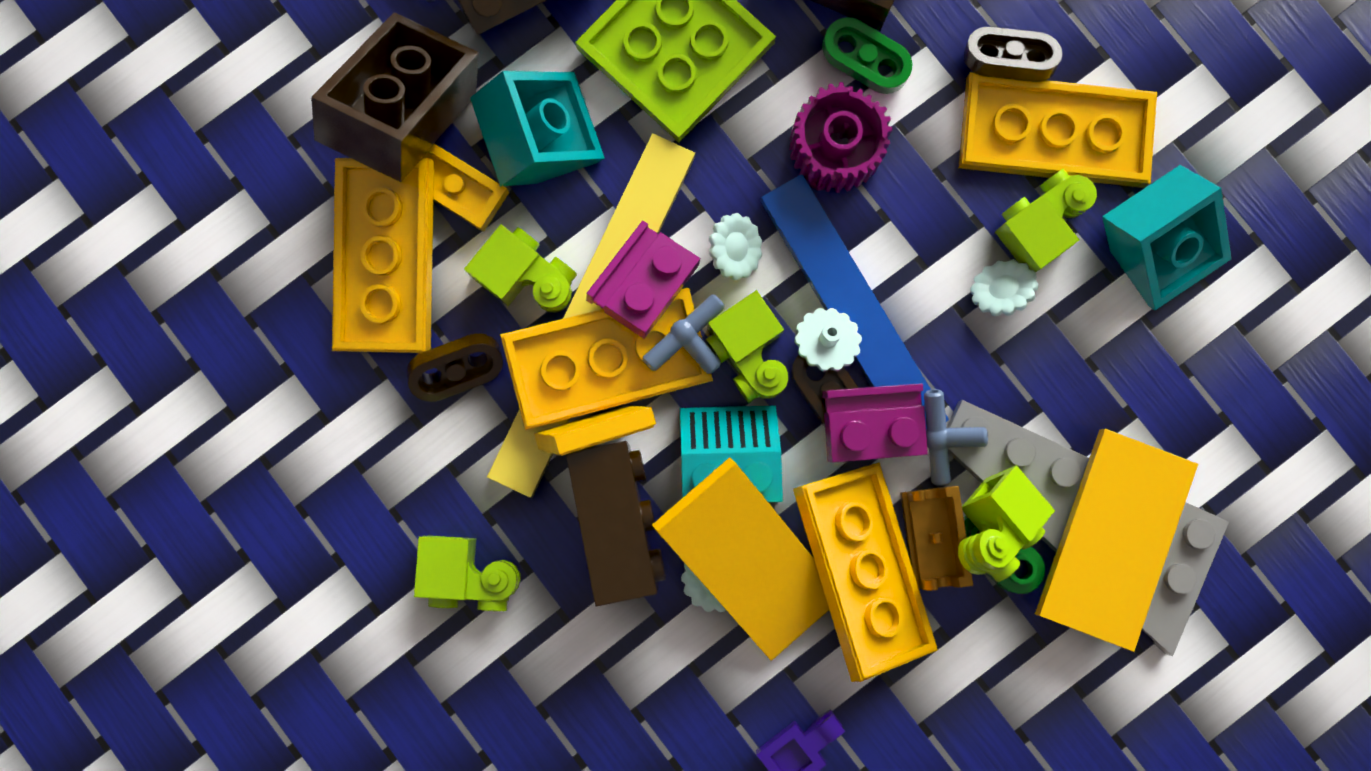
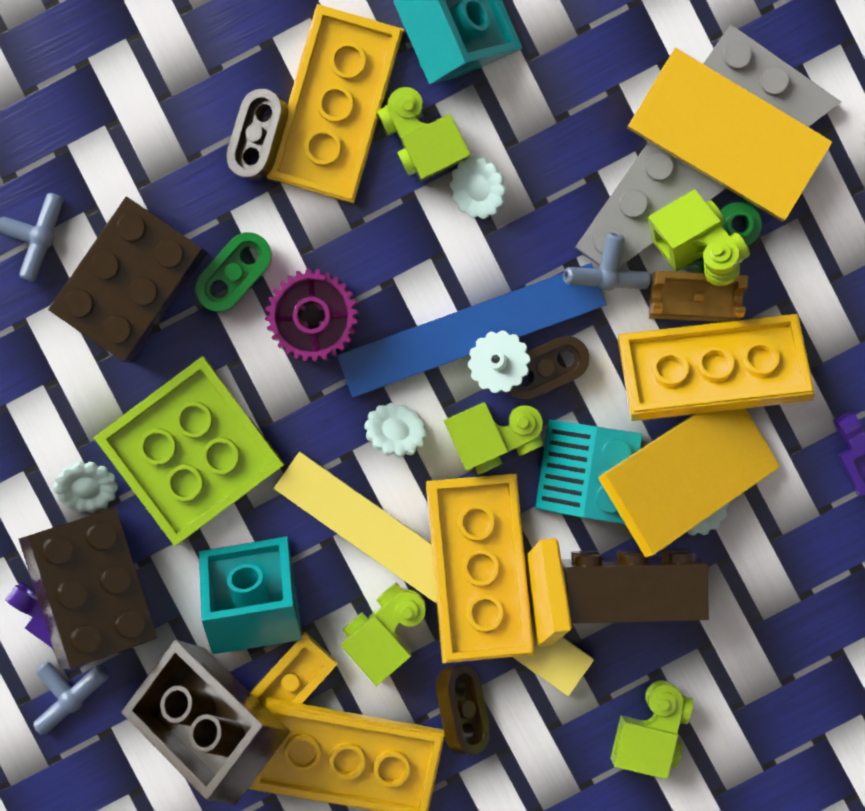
camera: 80 degrees left, 5 degrees up
(643, 279) = (414, 522): magenta plate -> none
(684, 334) = (472, 493): sand blue piece -> none
(875, 423) = (584, 333): magenta plate -> none

